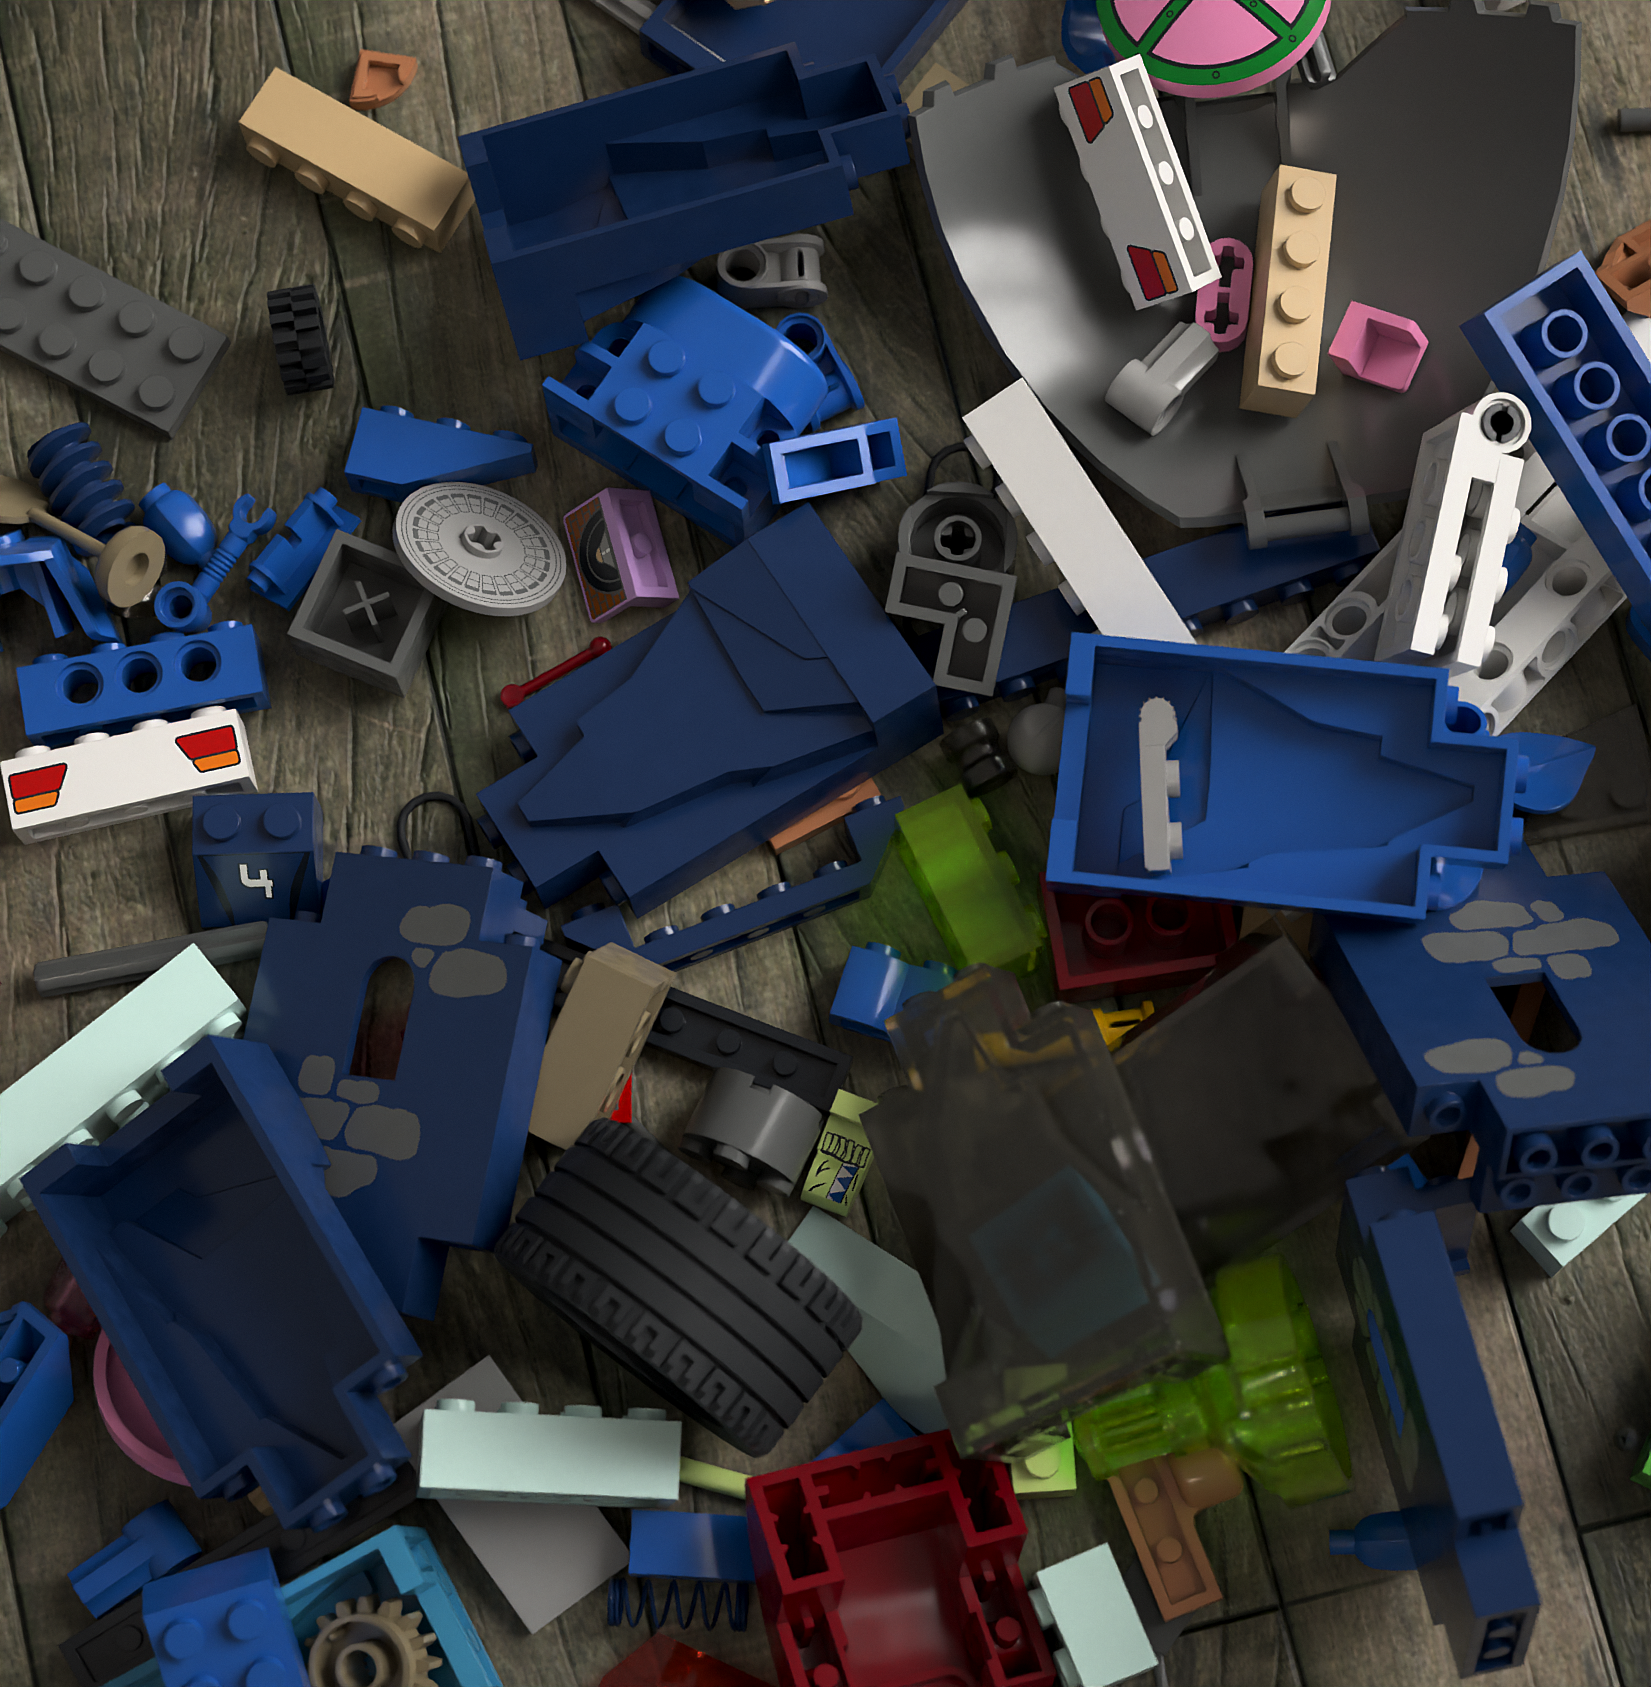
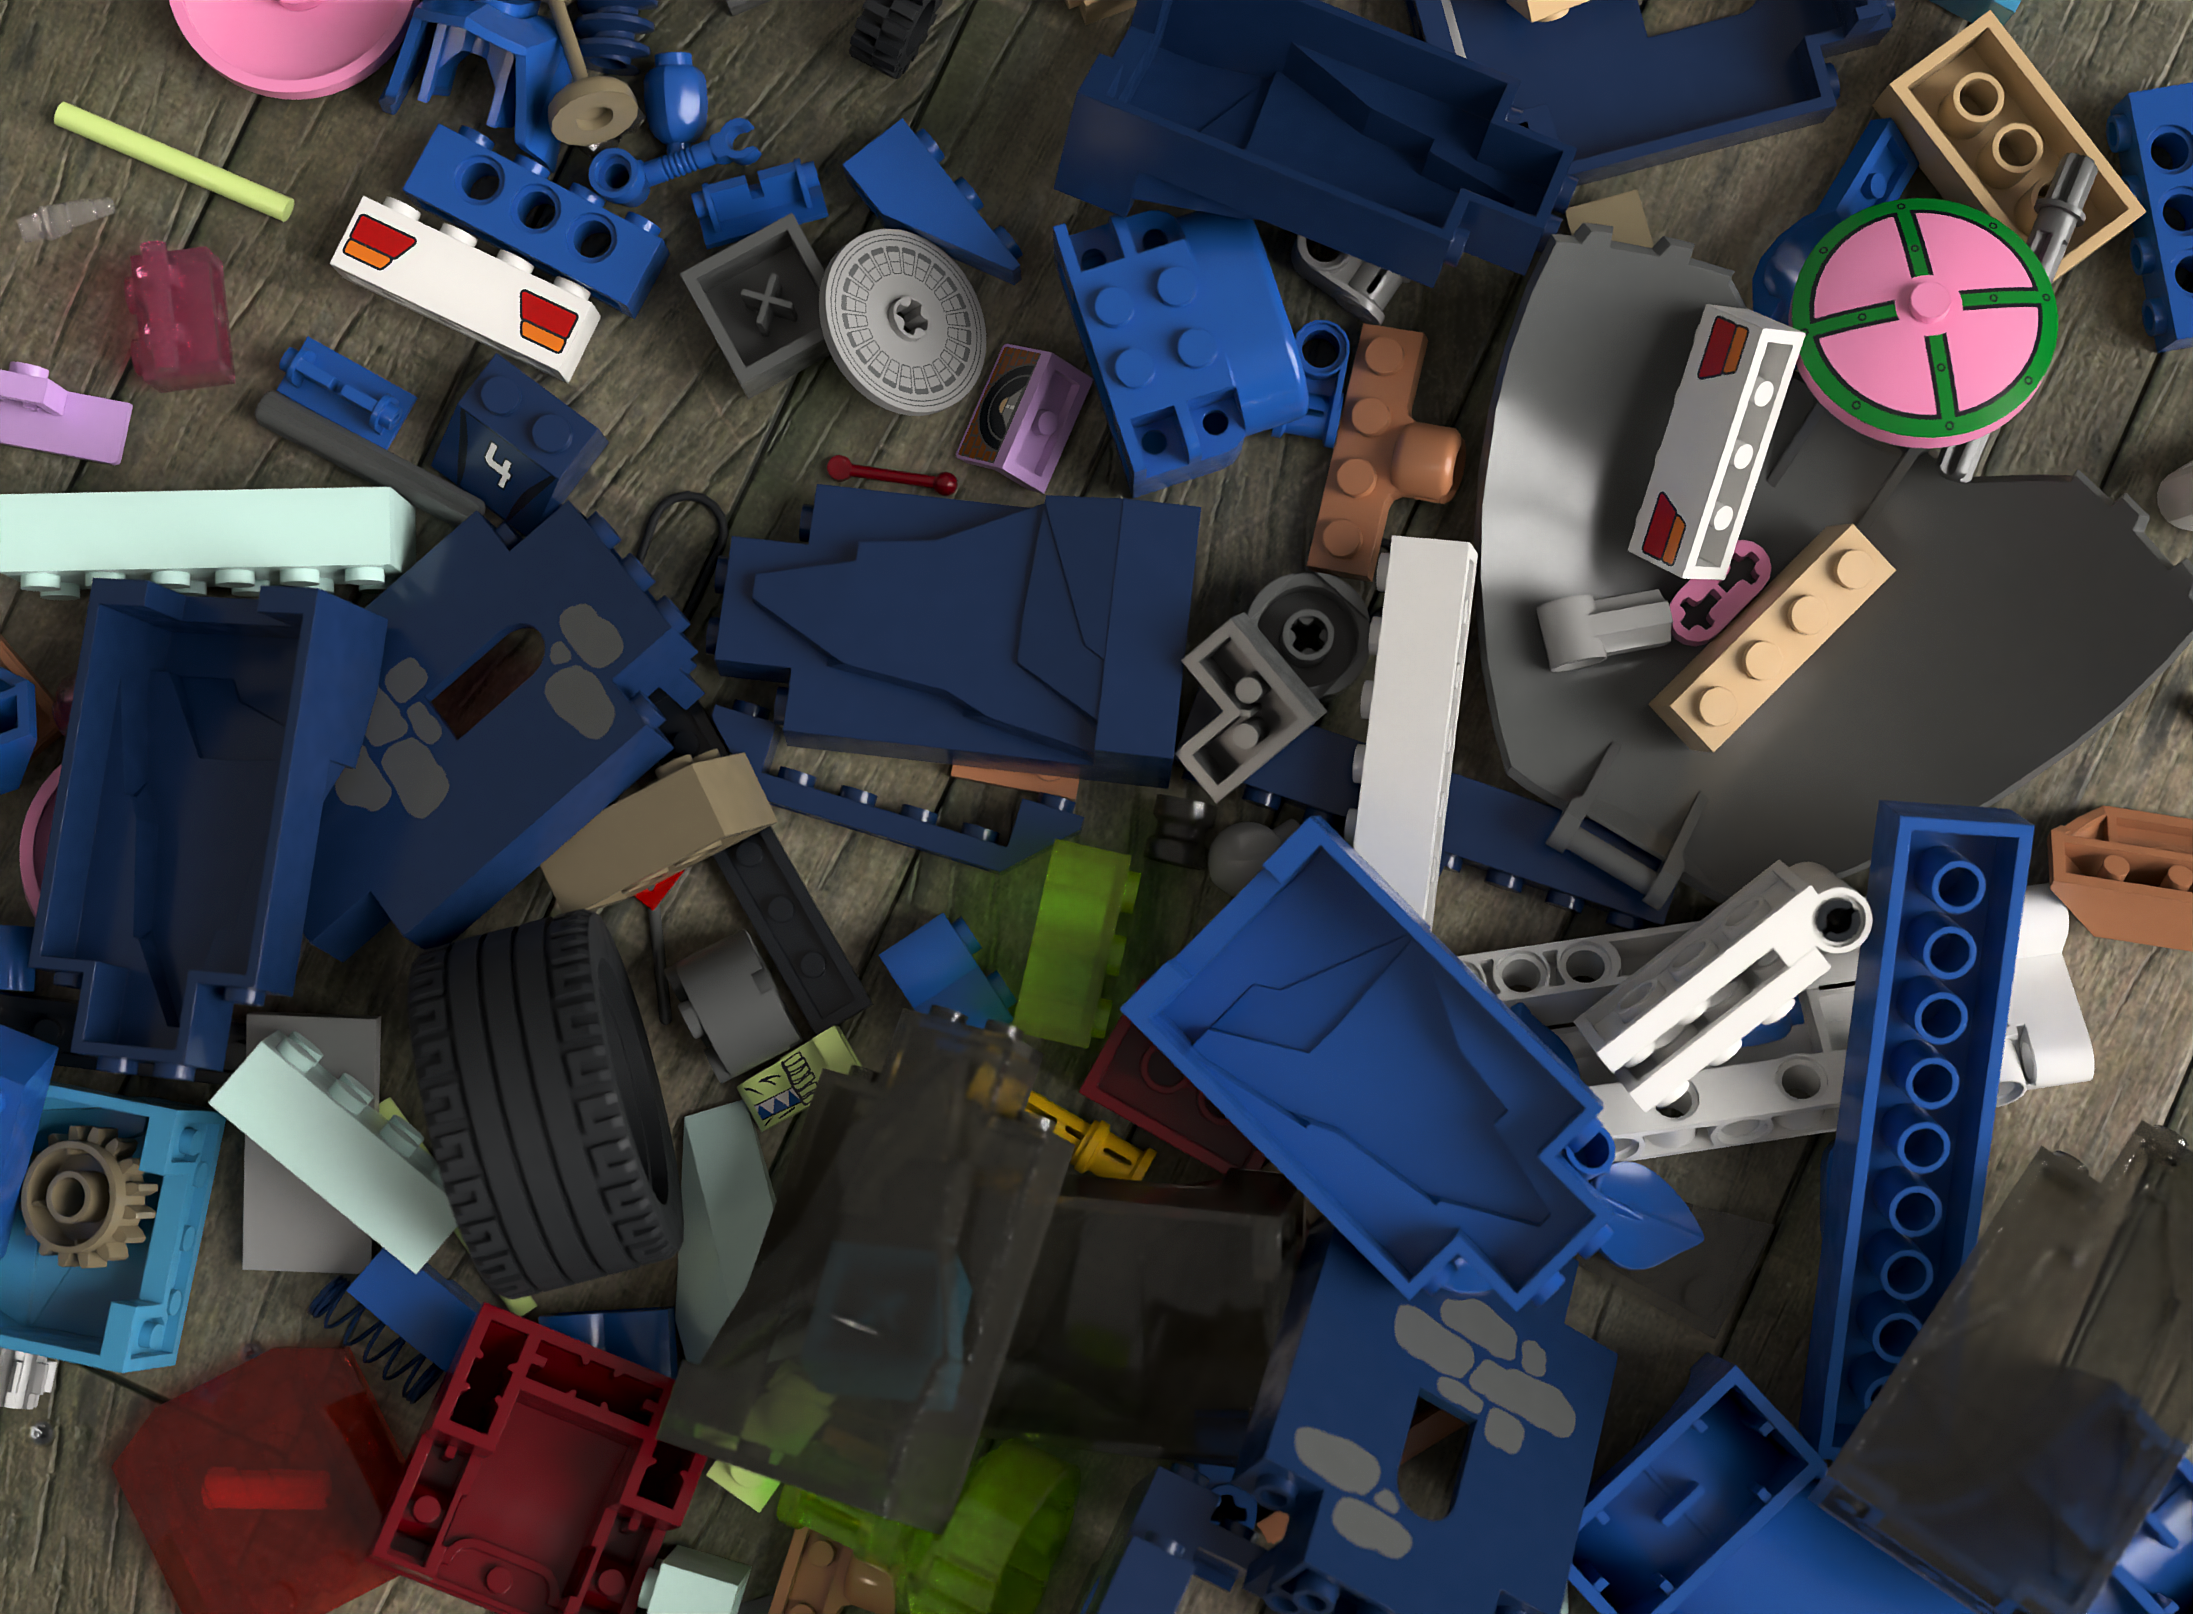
camera: 35 degrees right, 10 degrees up
(94, 922) = (344, 392): none -> blue hinge
(834, 460) = (1257, 482): blue slope -> none
(903, 379) = (1381, 454): none -> nougat plate
(1158, 783) = (1287, 997): light grey hinge -> none
(1378, 347) = (1808, 747): bright pink panel -> none

